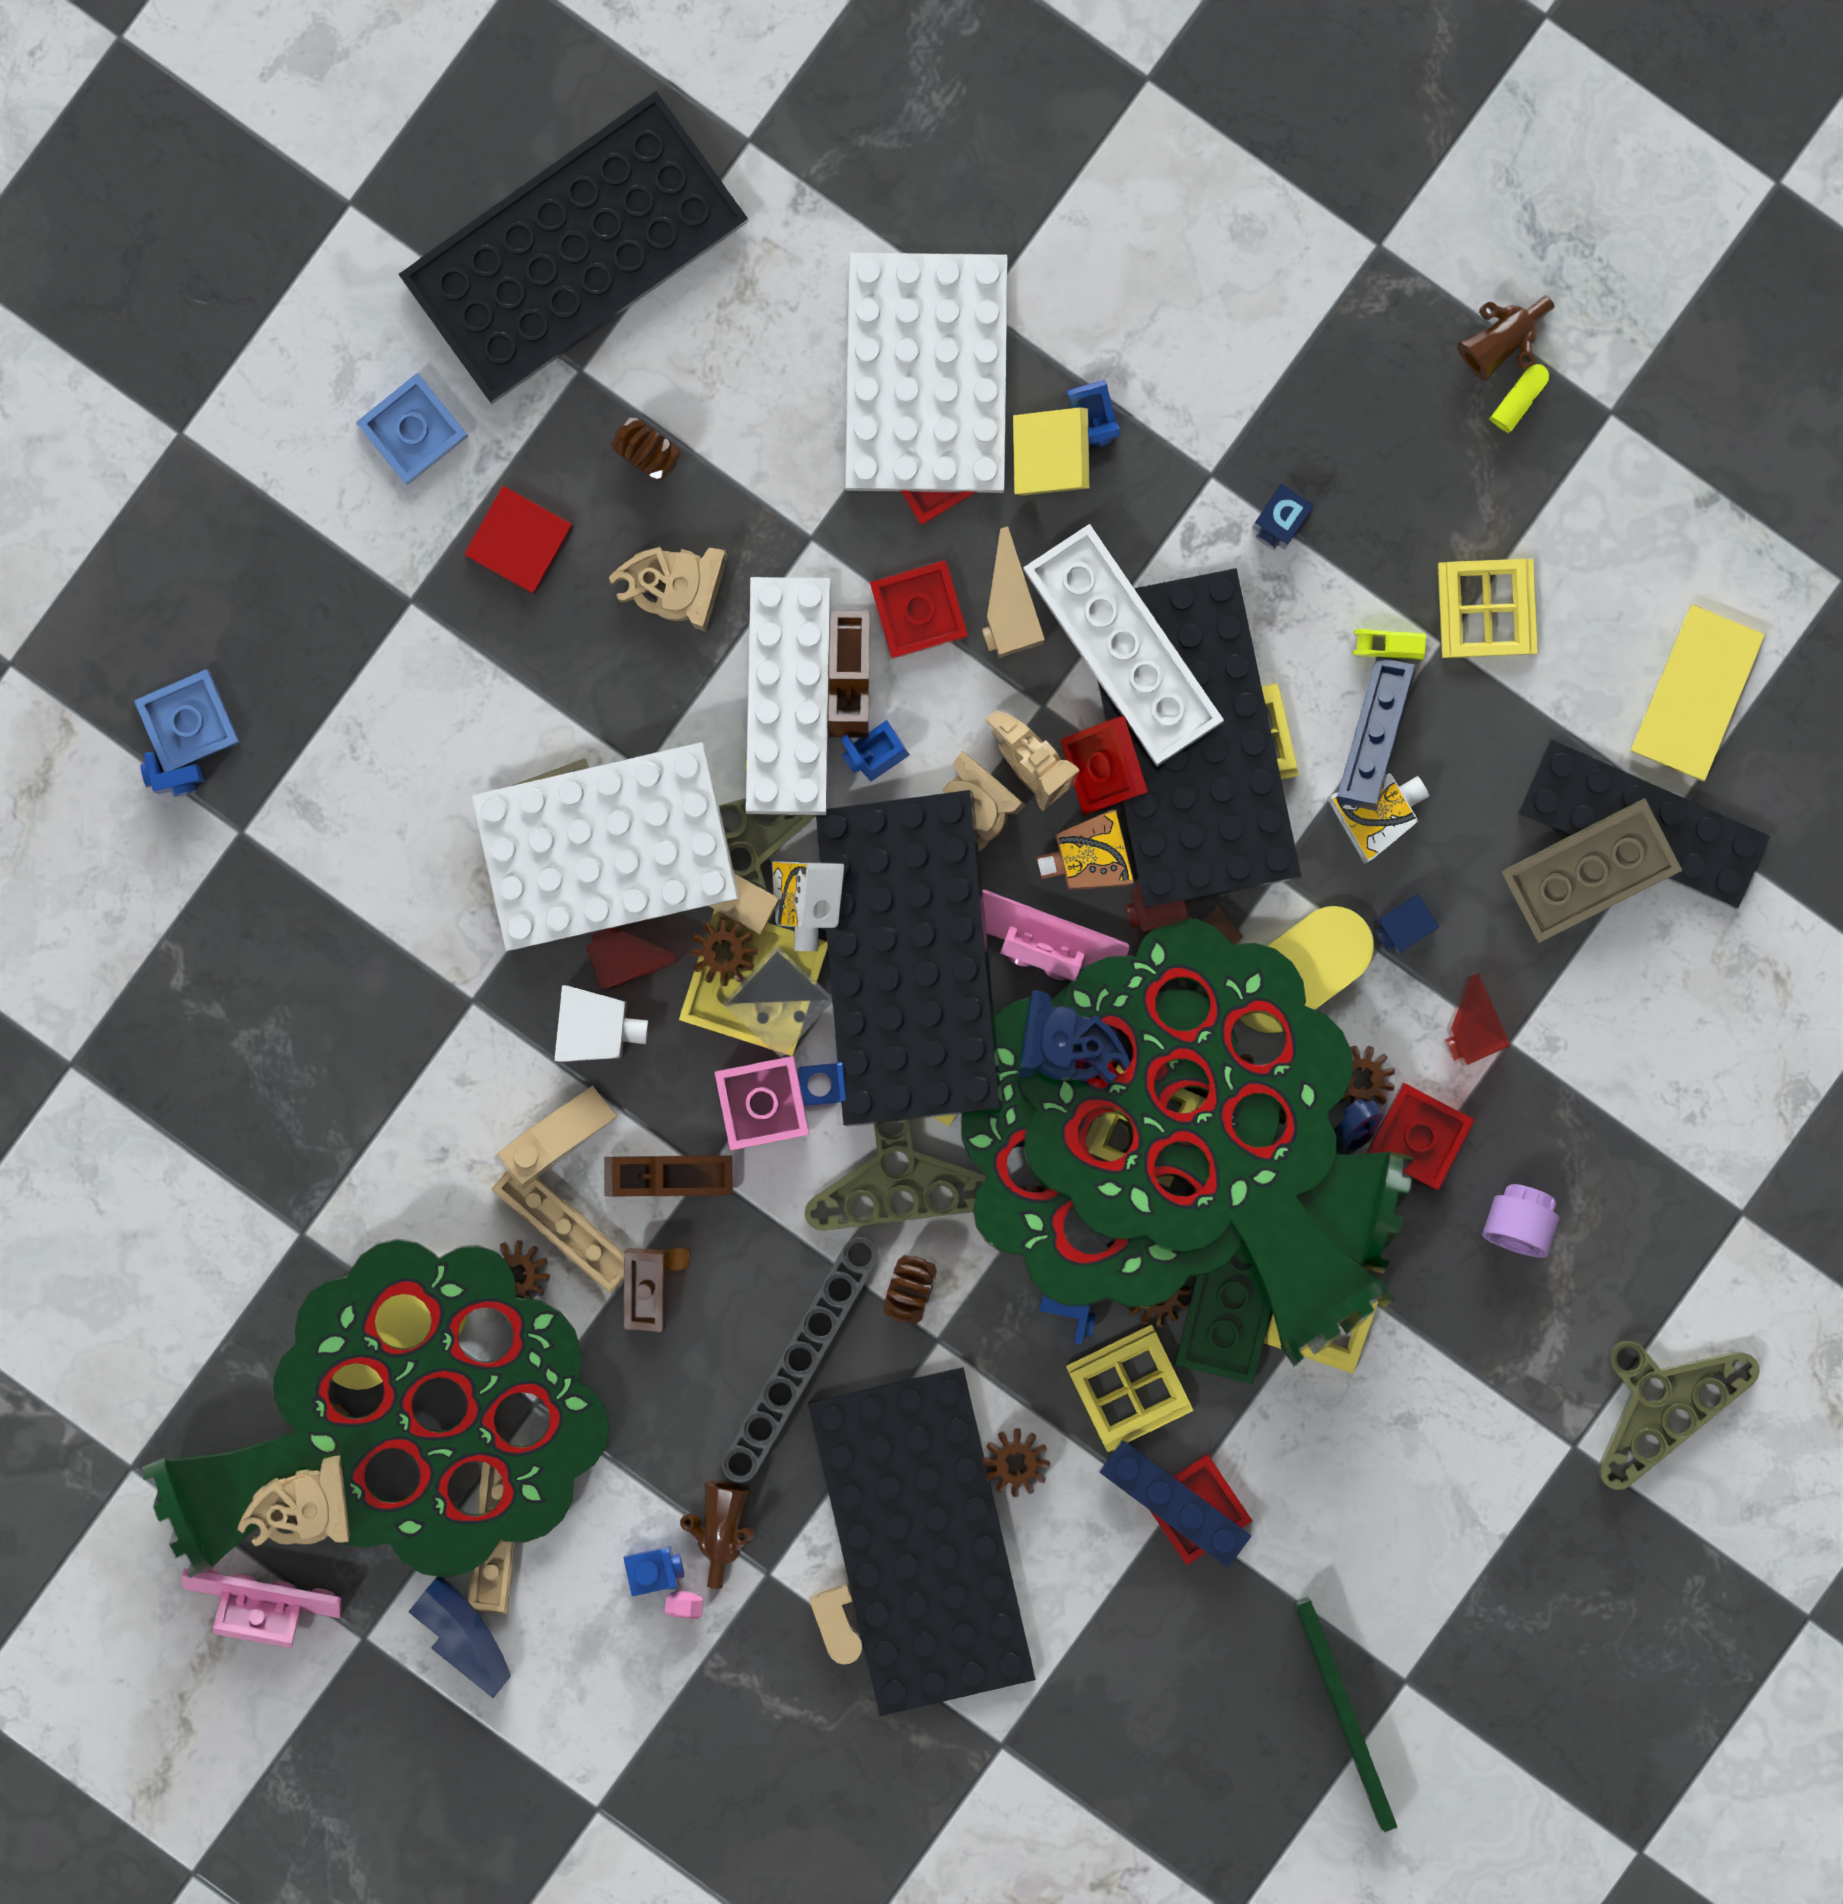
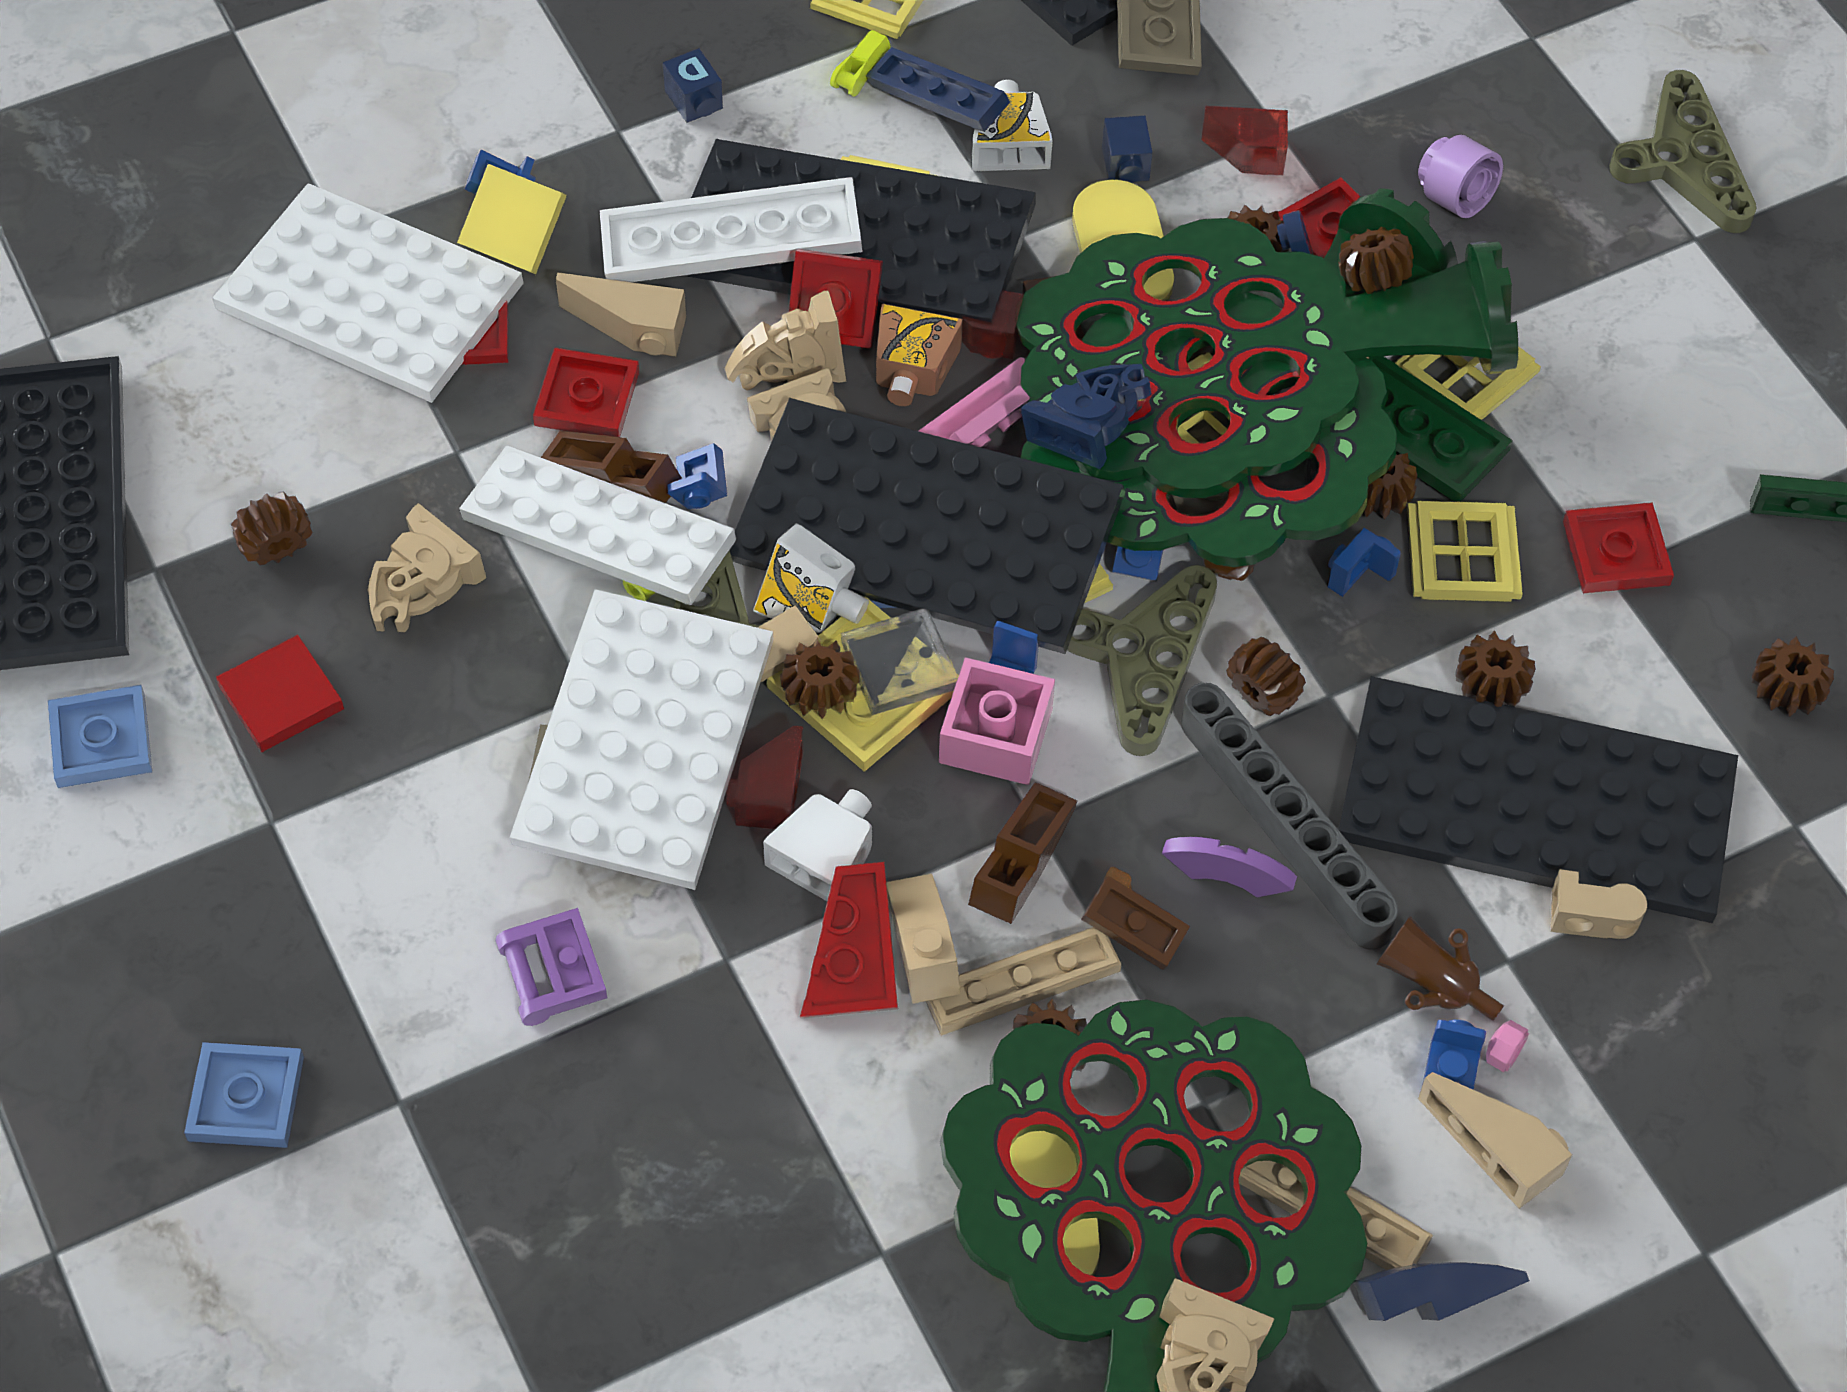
camera: 65 degrees left, 30 degrees down
(179, 781) = (301, 1126): blue bracket -> none
(403, 890) = (567, 962): none -> medium lavender plate
(514, 1096) = (855, 947): none -> red wing
(603, 1637) = (1501, 1139): none -> tan slope
(728, 1337) = (1251, 870): none -> medium lavender tile
(1132, 1709) = (1793, 676): none -> reddish brown gear
(1175, 1503) = (1604, 553): dark blue plate -> none
(1352, 1211) = (1376, 260): none -> reddish brown gear

